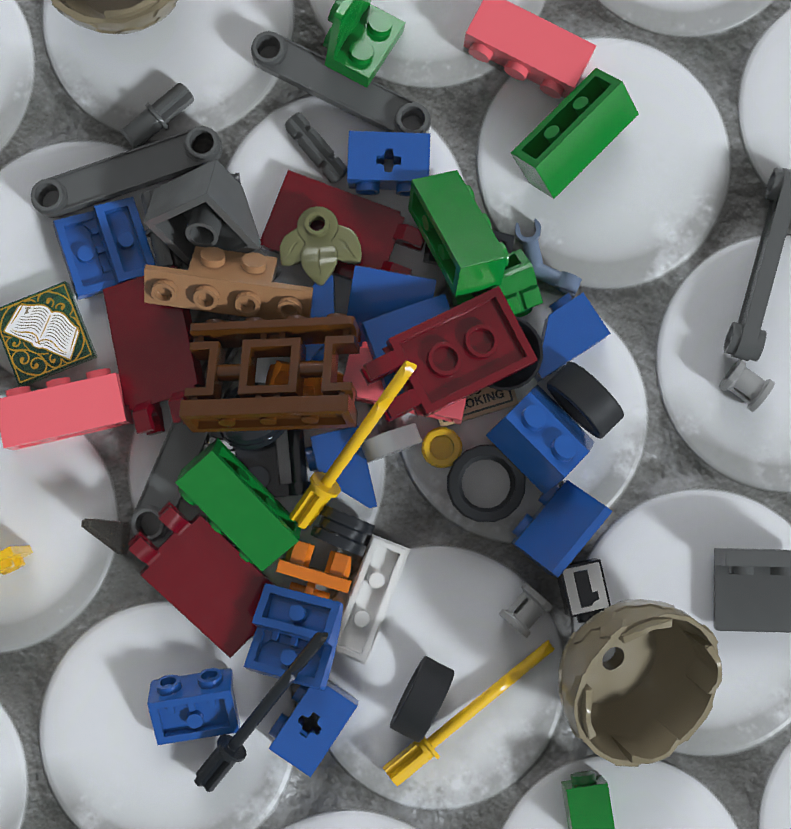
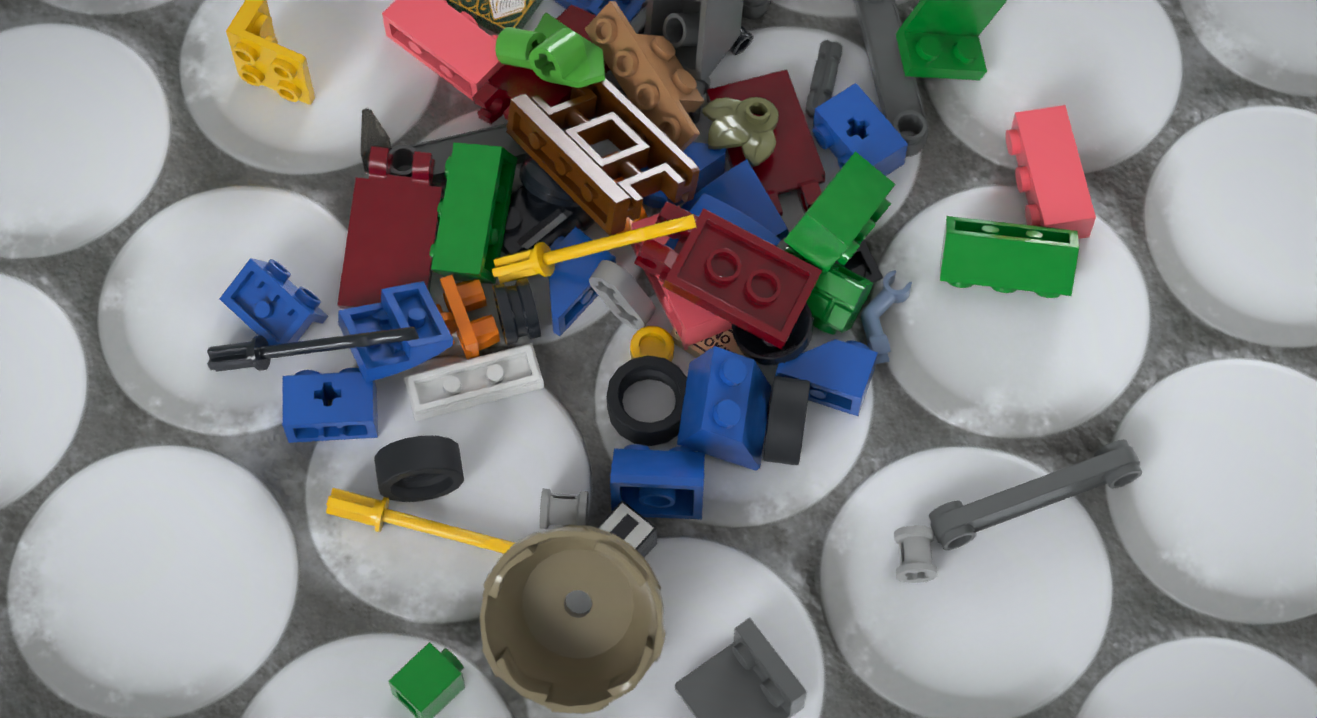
camera: 55 degrees right, 20 degrees down
(151, 343) = (552, 53): none -> bright green panel

